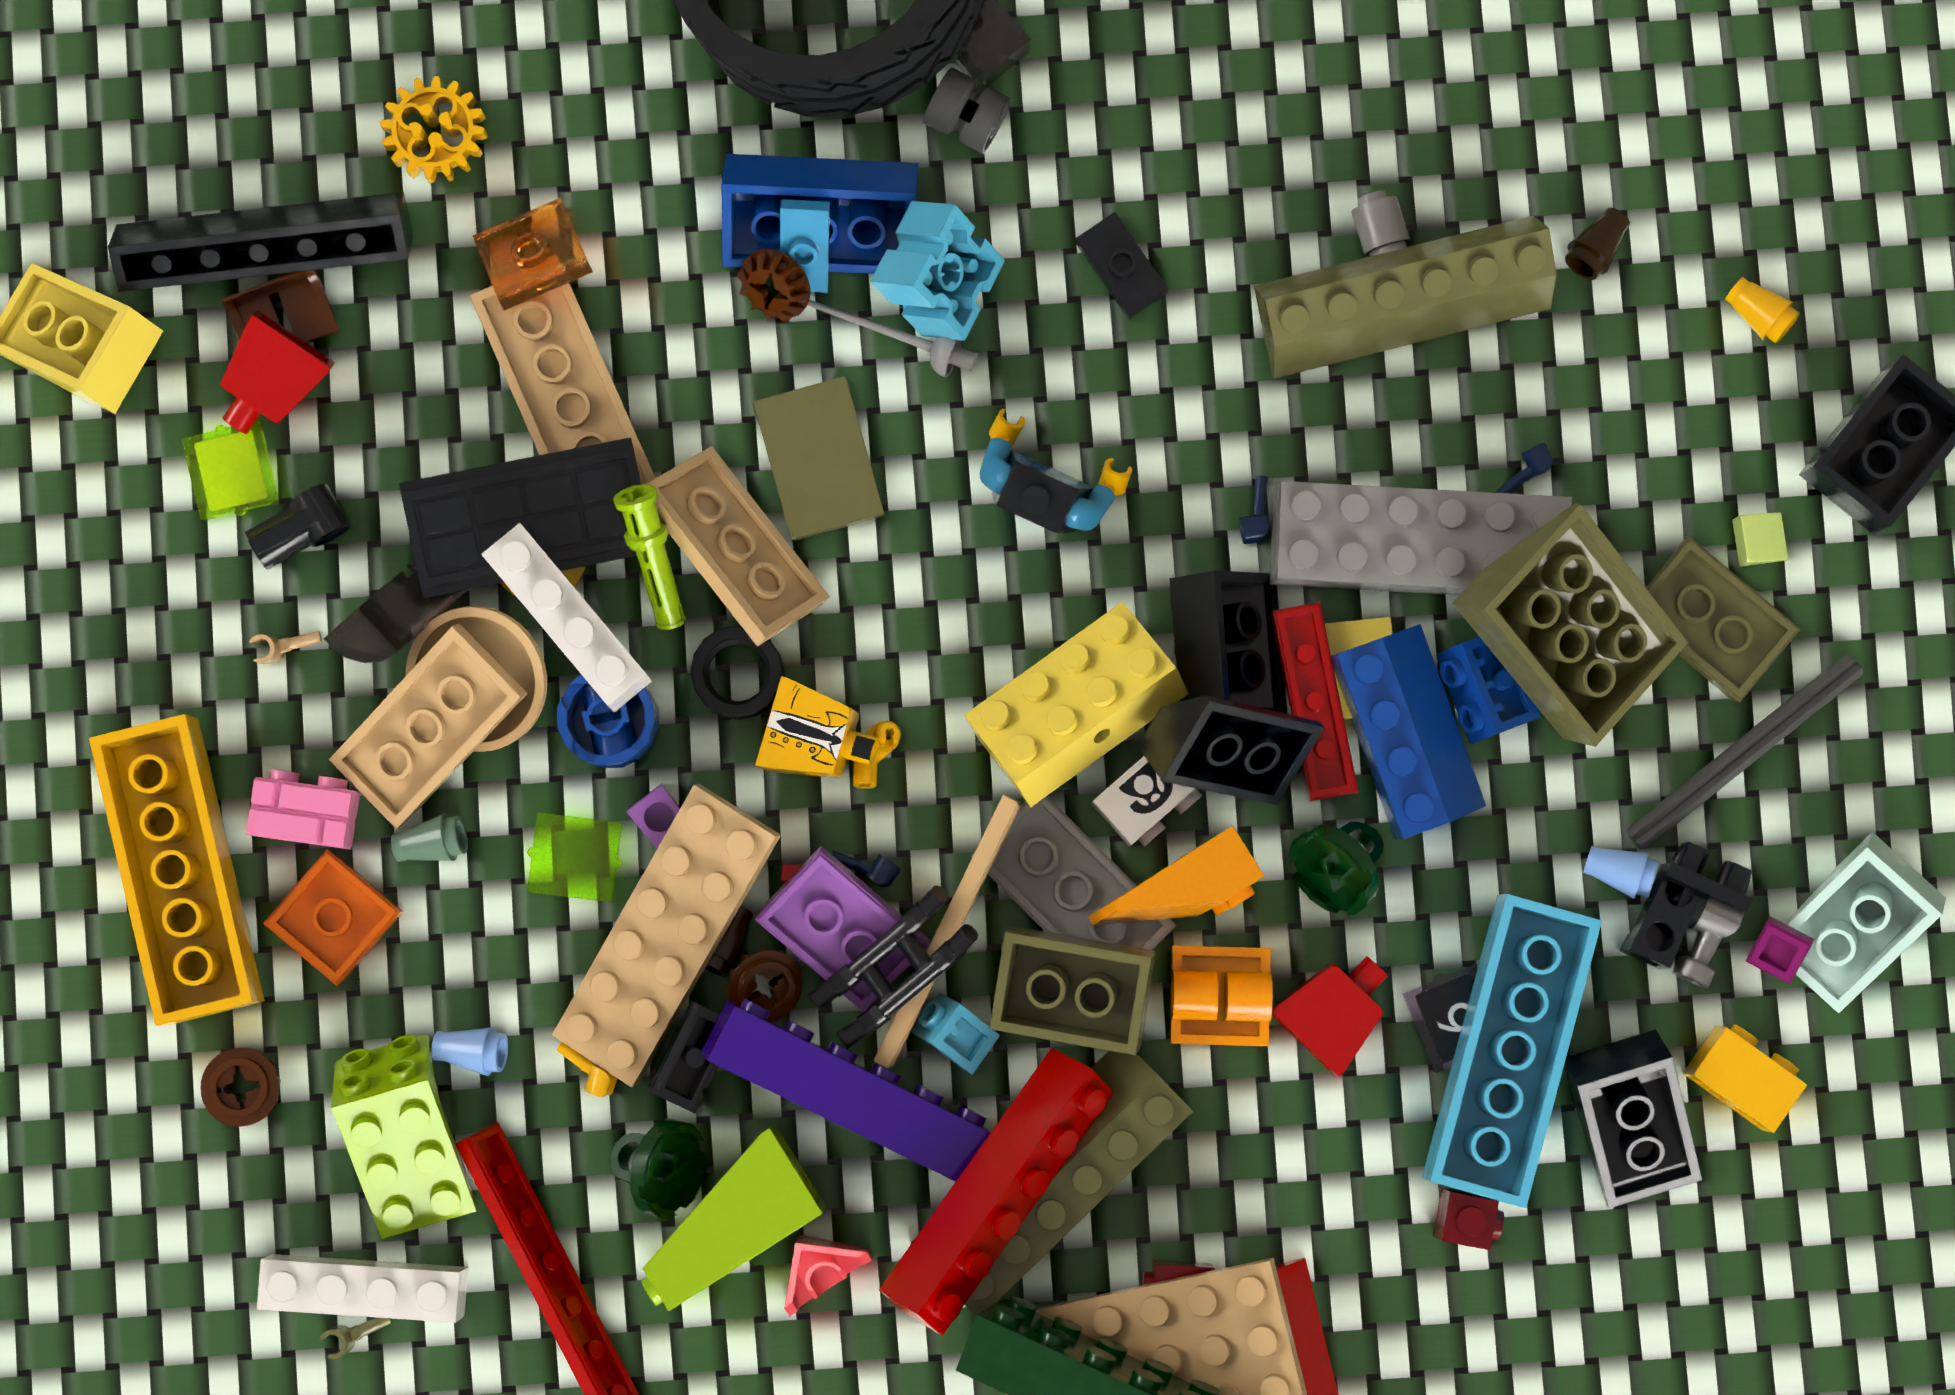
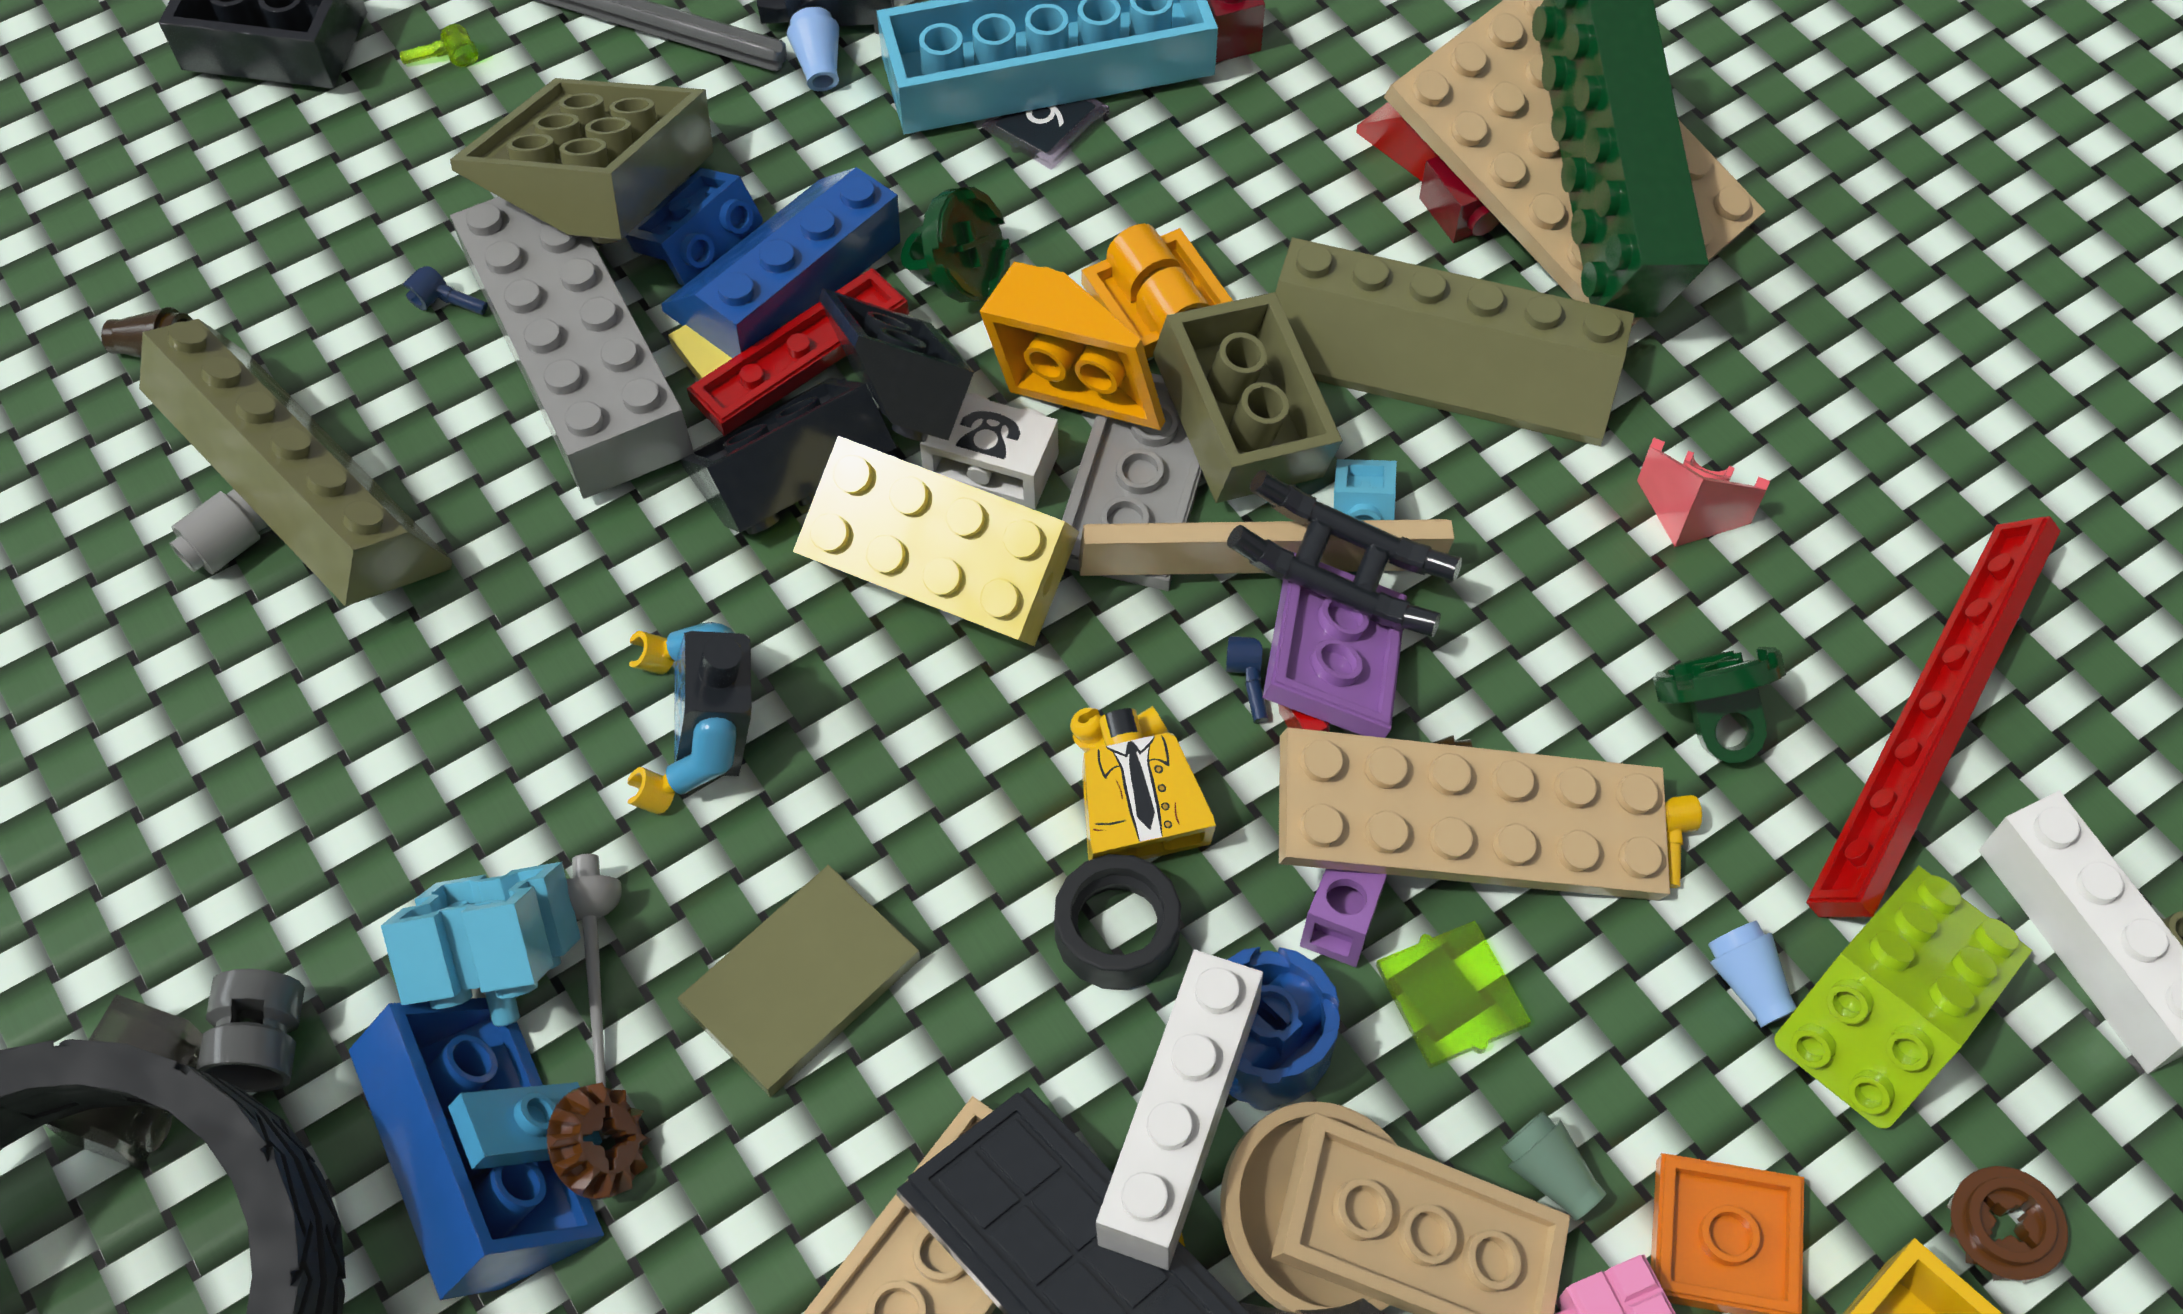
camera: 115 degrees left, 25 degrees down
(647, 538) = (1083, 1046): lime pin -> none
(683, 1069) = (1586, 716): black brick -> none
(735, 546) = (964, 1002): tan plate -> none
(742, 1216) = (1726, 580): lime slope -> none
(784, 986) = (1432, 694): reddish brown gear -> none
(844, 1091) = (1508, 546): dark purple brick -> none
(996, 1191) = (1501, 353): red brick -> none
(1121, 265) = (385, 772): black plate -> none
(1255, 527) = (630, 492): dark blue hand -> none
(1333, 1012) = (1107, 191): red torso -> none
(1726, 623) = (512, 69): olive tile -> none
(1760, 538) = (419, 91): yellowish green slope -> none
(1762, 310) = (165, 174): yellow cone -> none
(1791, 590) = (454, 43): none -> clear neon green hand

